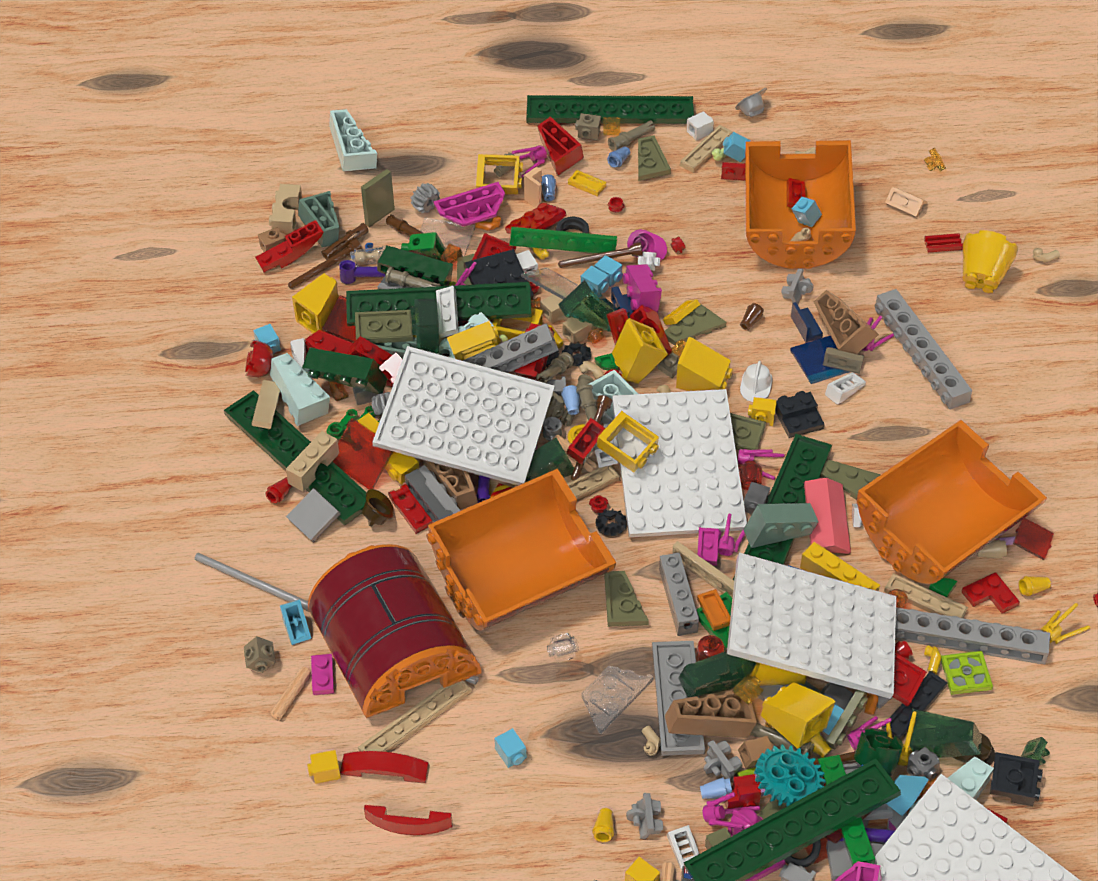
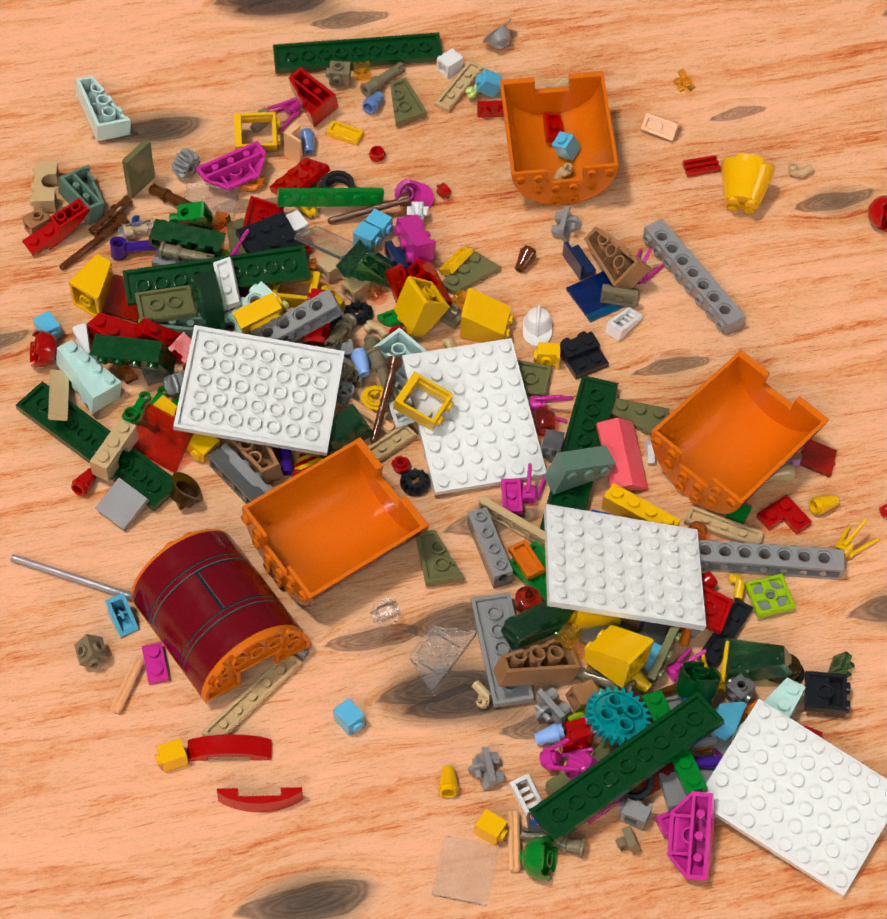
camera: 10 degrees left, 5 degrees up
(410, 509) = (217, 488): red plate -> none
(585, 441) = (382, 404): red brick -> none

